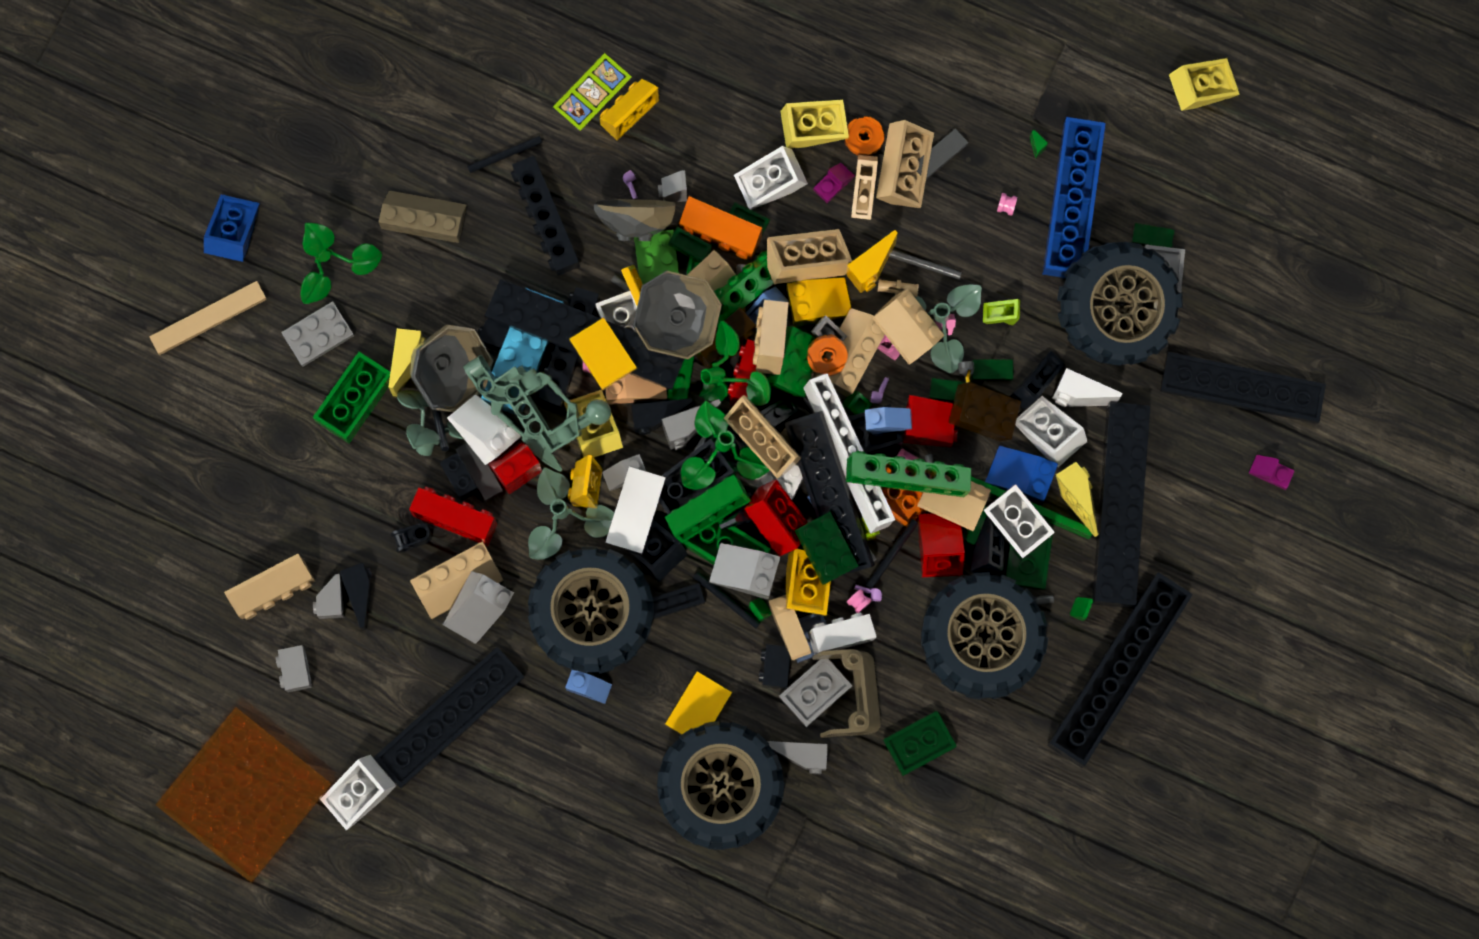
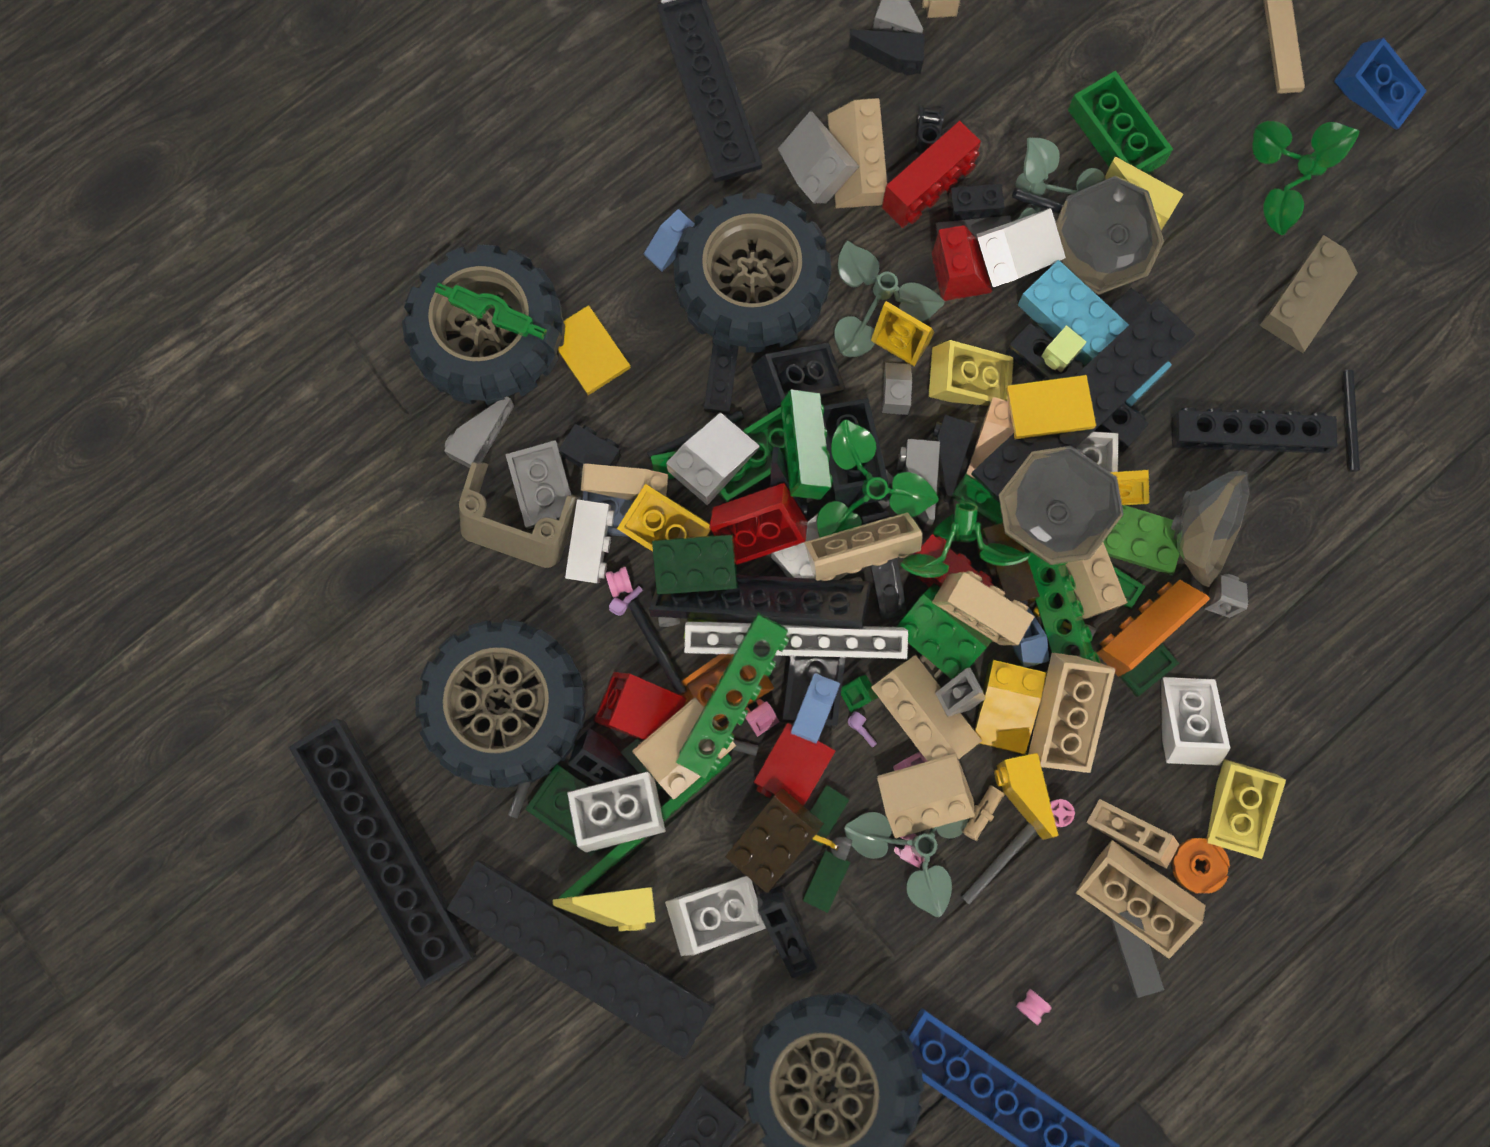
camera: 120 degrees right, 0 degrees up
(317, 334) = (1212, 128): light grey plate -> none
(546, 440) = (976, 303): sand green piece -> none
(551, 364) = (1063, 349): none -> yellowish green brick
(592, 91) = (1392, 558): sticker -> none
(628, 178) = (1262, 550): lavender hand -> none
(629, 108) = (1353, 588): yellow slope -> none
(635, 509) = (846, 371): white sticker -> none
(689, 245) = (1146, 581): dark green tile -> none
(715, 762) = (478, 305): none -> green piece
(823, 365) = (944, 682): orange plate -> none
(833, 182) = (1154, 798): magenta slope -> none
(874, 235) = (1064, 812): none -> bright pink wheel
(919, 743) = (422, 574): dark green plate -> none
(1001, 311) = (894, 927): lime slope -> none
(1027, 471) = (678, 853): blue slope -> none
(1038, 143) = (1098, 1091): green slope -> none
(1080, 391) = (748, 973): white slope -> none
(1081, 608) = (481, 843): green slope -> none

